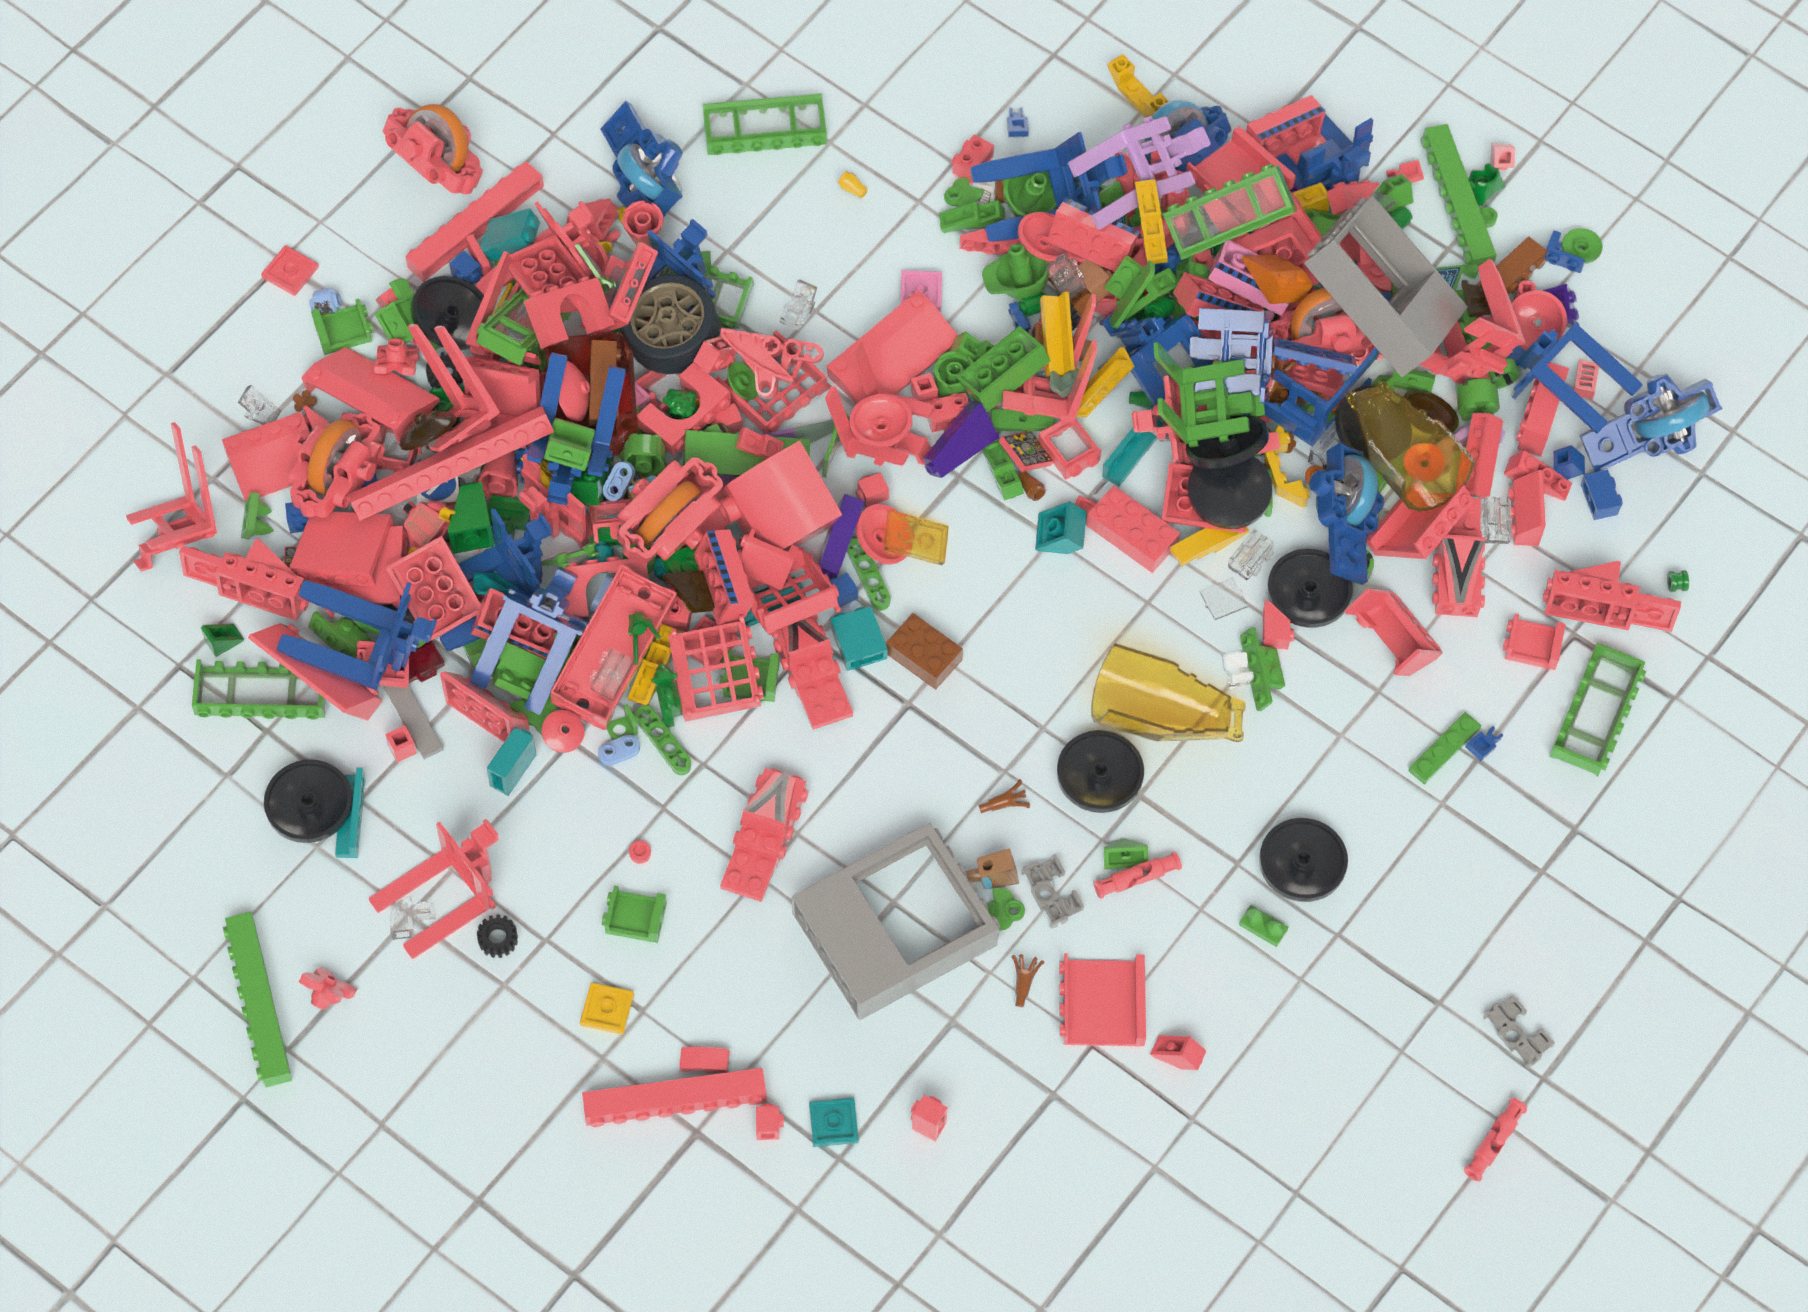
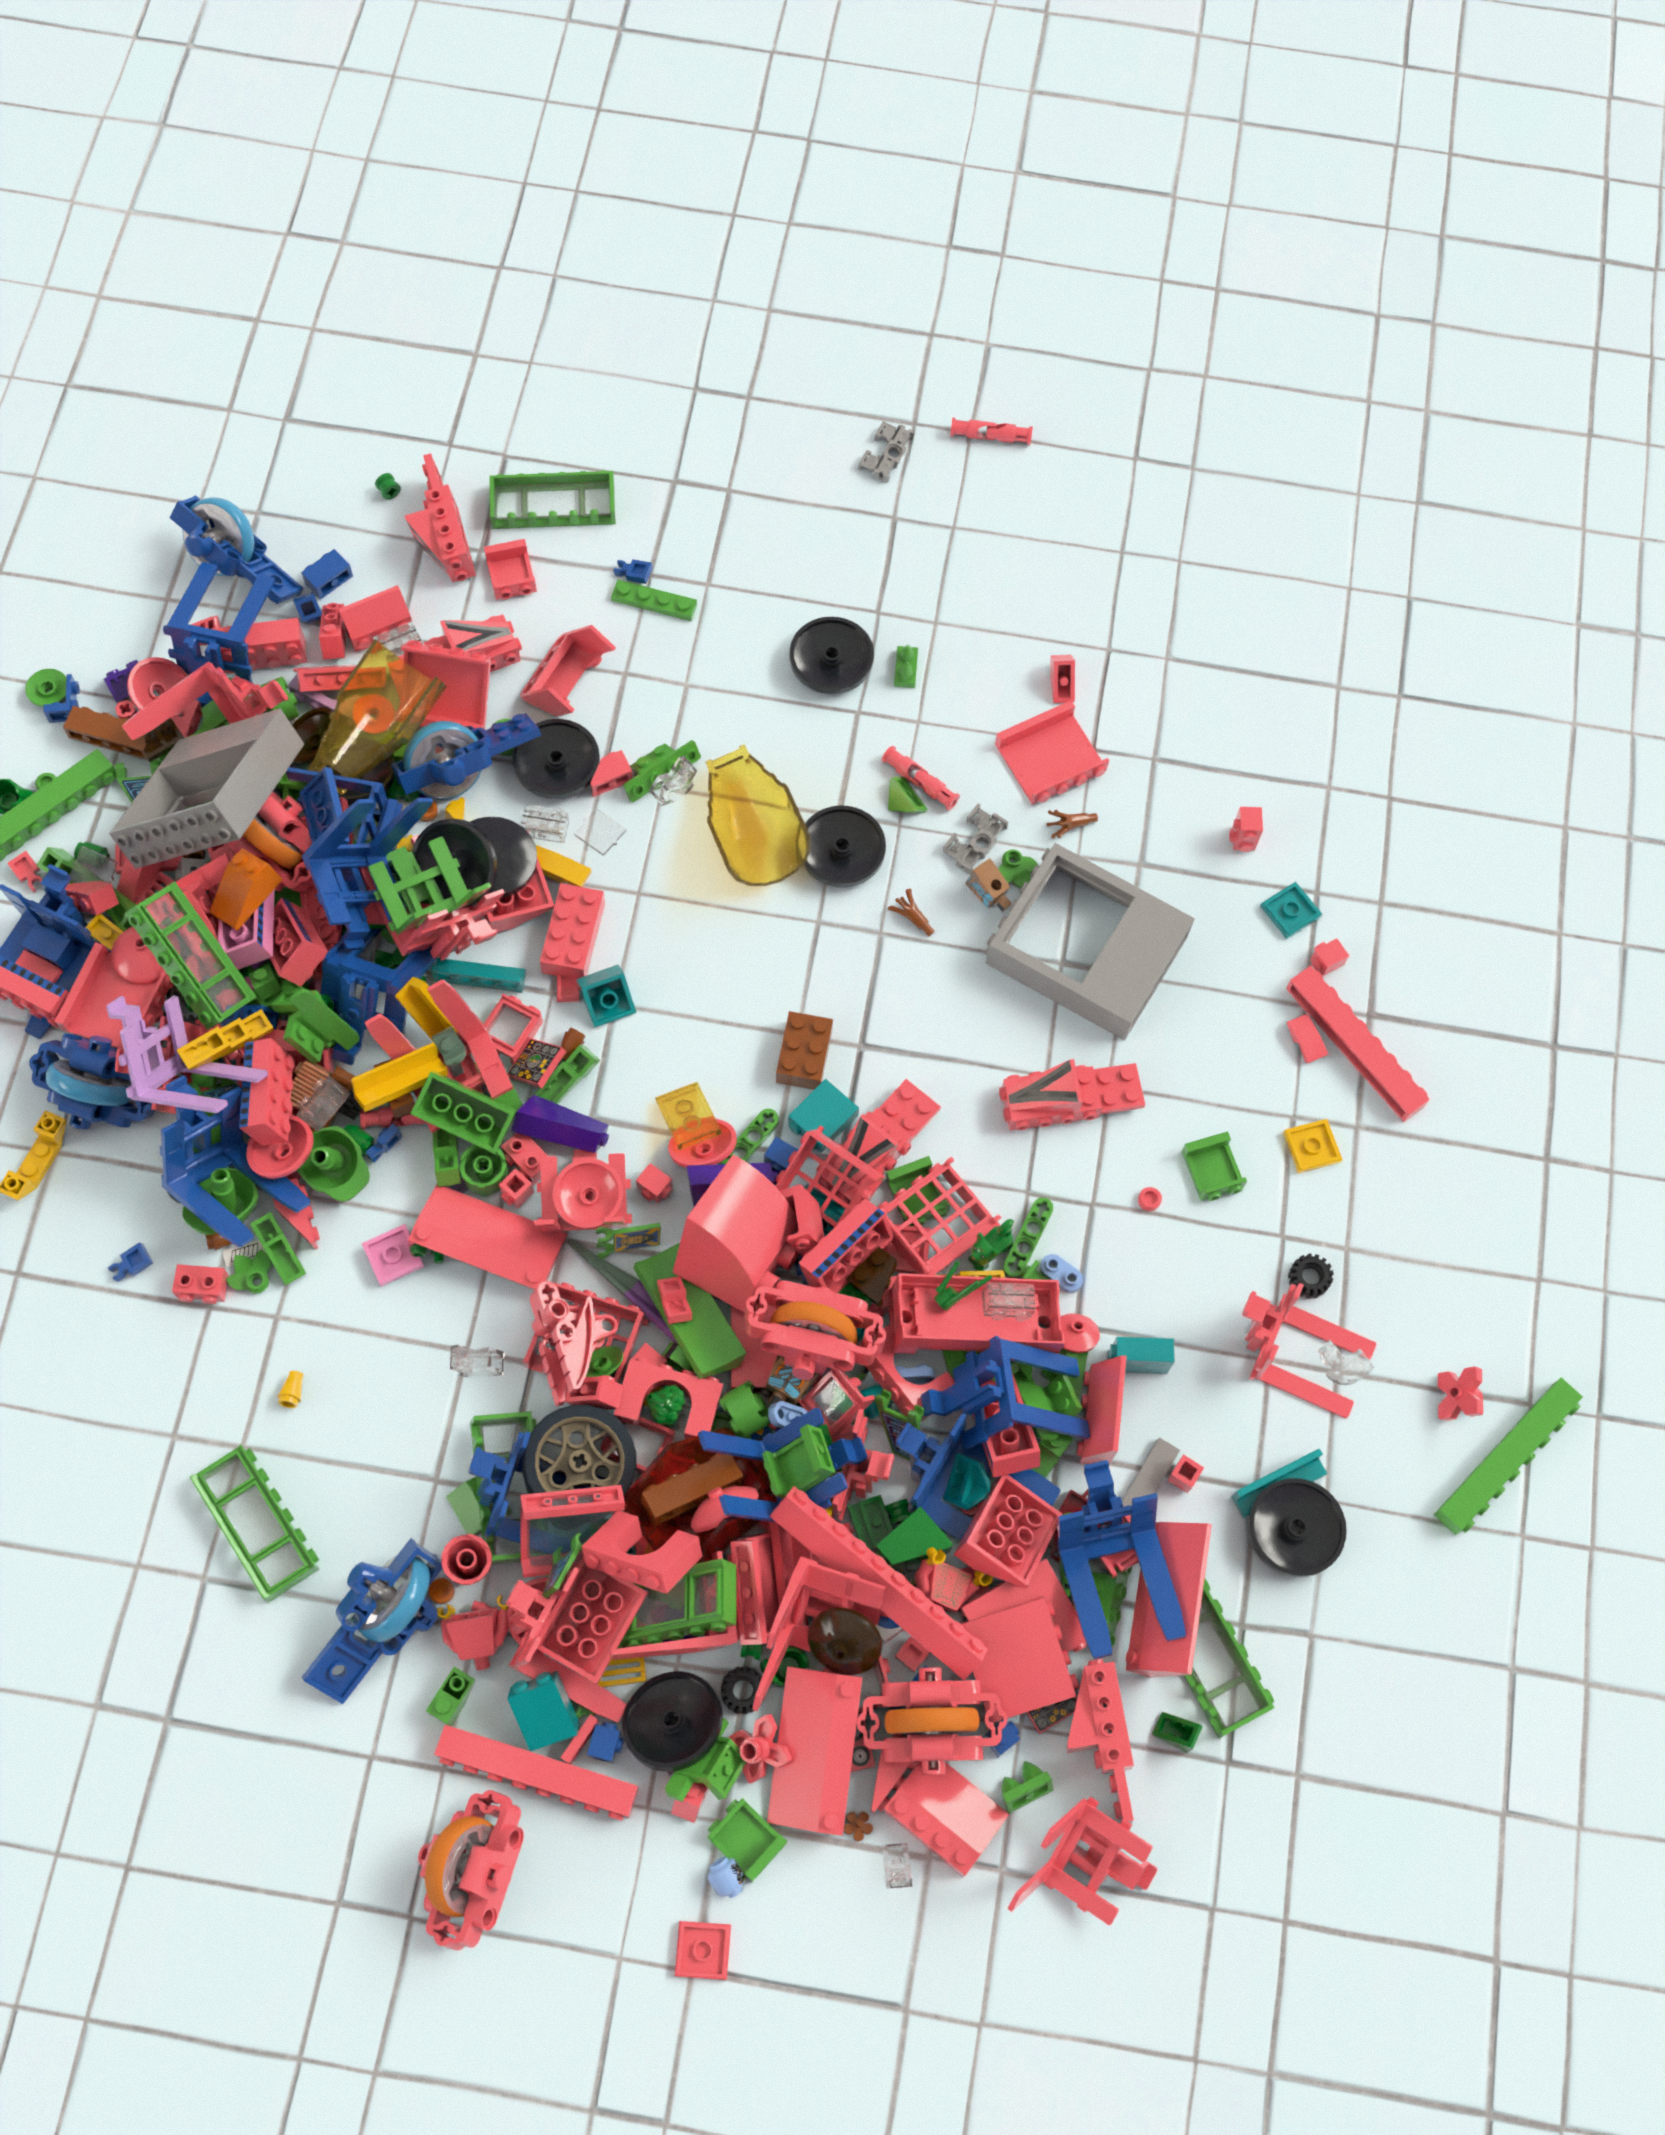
camera: 120 degrees left, 5 degrees up
(557, 187) = (451, 1696): none -> bright green slope

